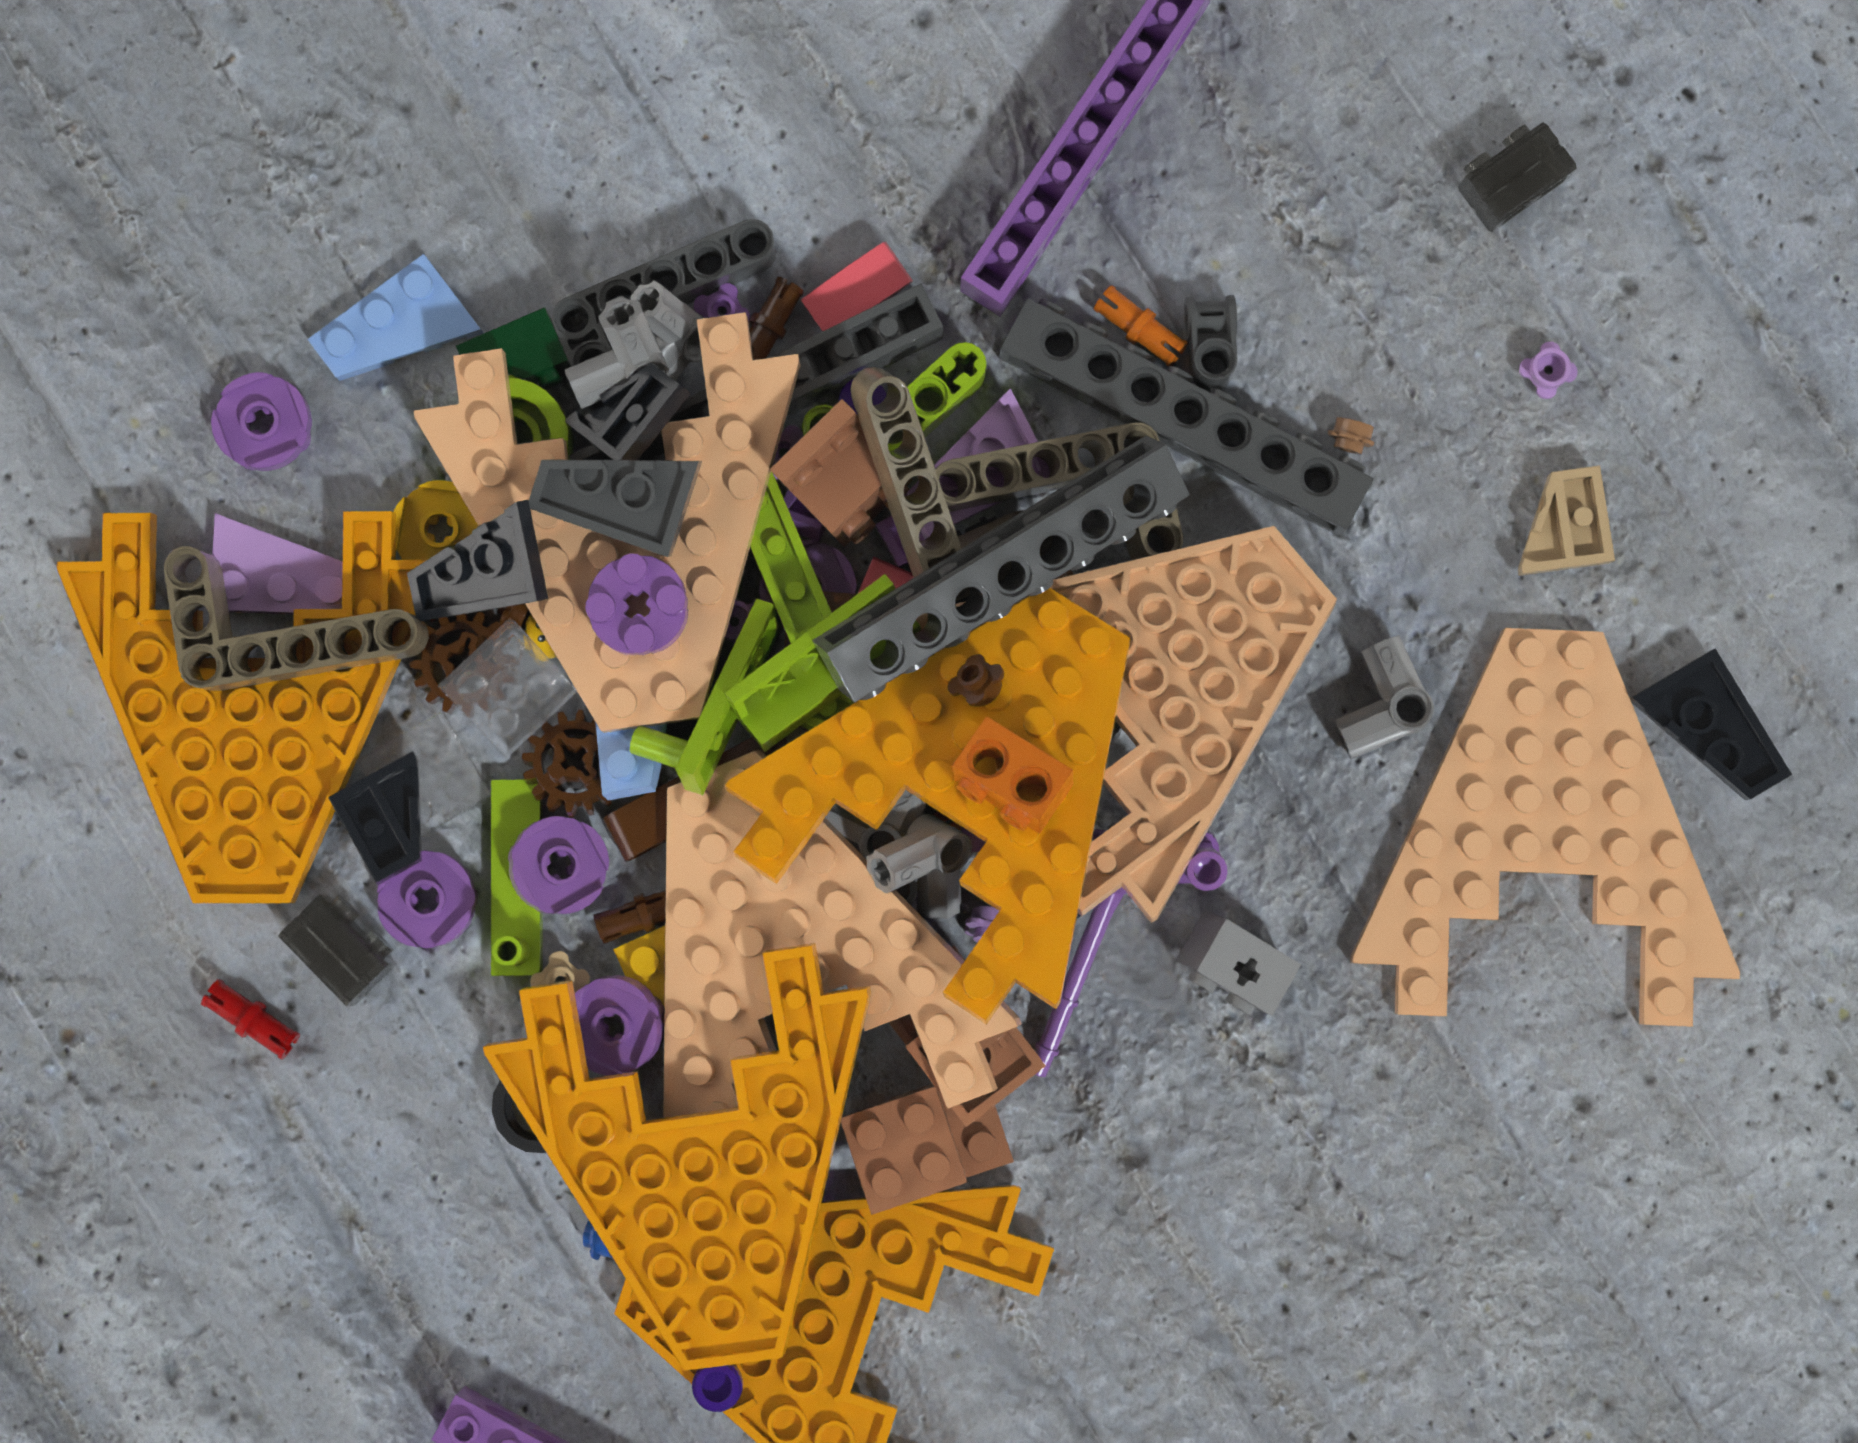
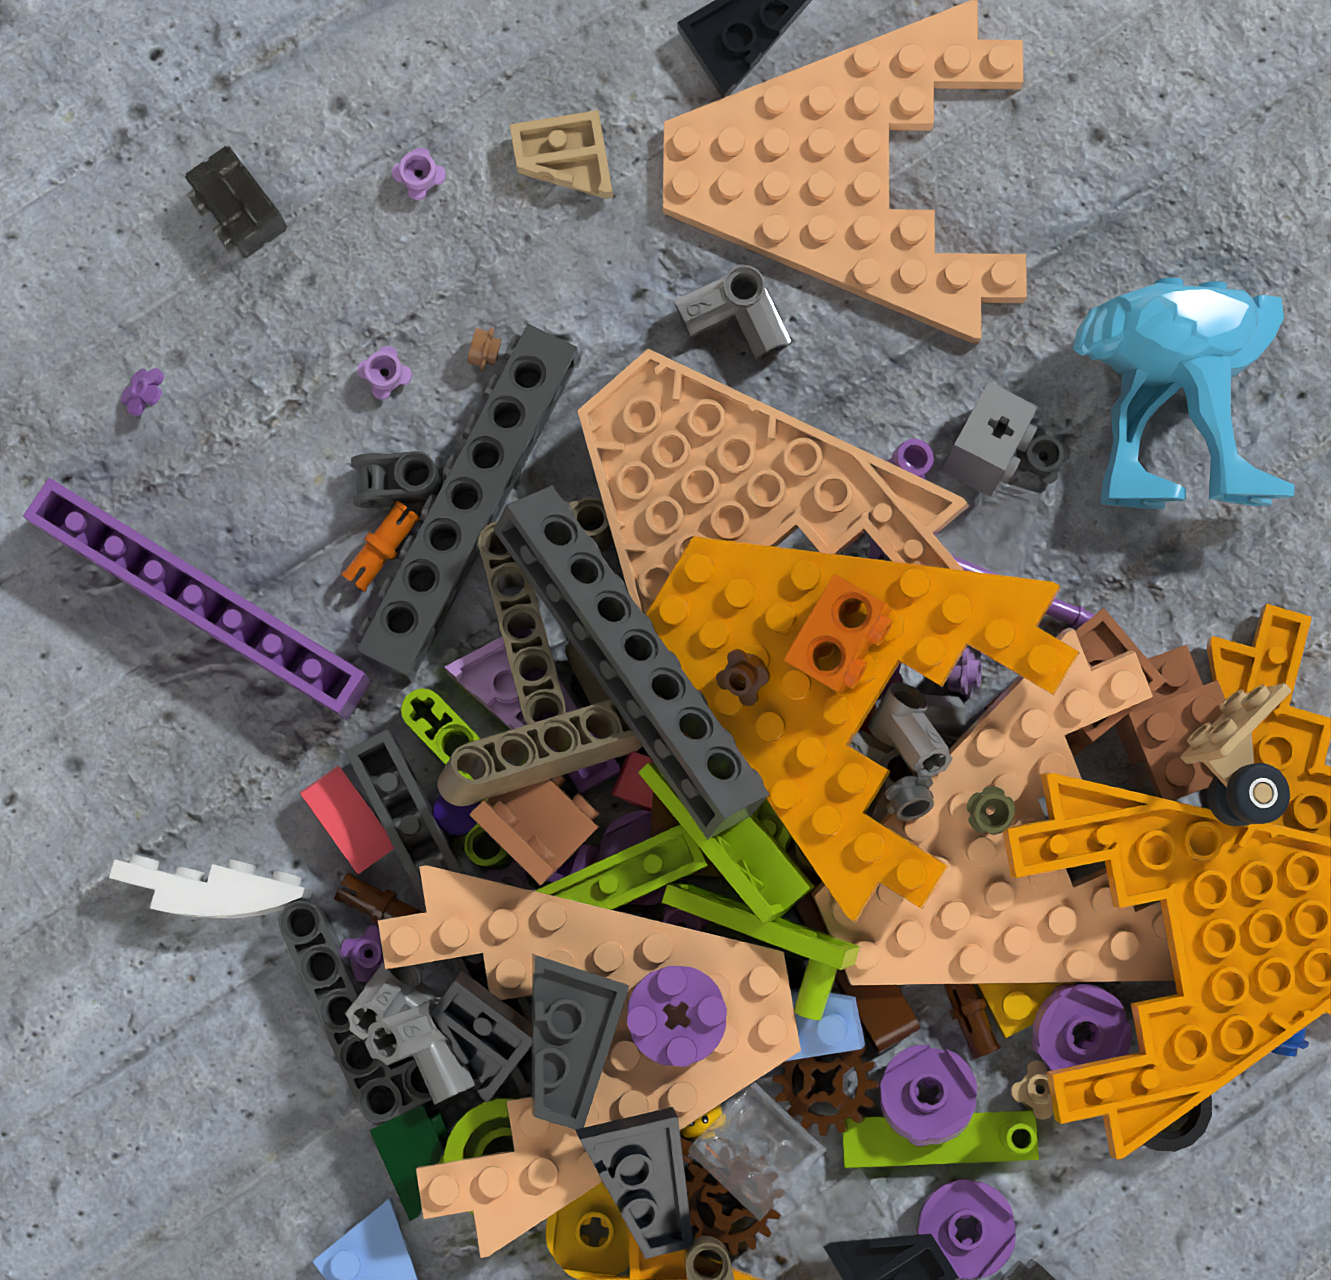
camera: 90 degrees left, 5 degrees down
(786, 169) = (227, 894): none -> white slope
(820, 935) = (1002, 815): none -> olive plate
(844, 1188) = (1241, 790): none -> plate
(847, 847) = (910, 797): none -> dark grey plate
(1207, 1025) = (1055, 452): none -> dark grey plate
(1313, 83) = (143, 390): none -> medium lavender plant
(1331, 318) = (384, 359): none -> lavender plate
(1332, 1178) = (1174, 340): none -> medium azure animal

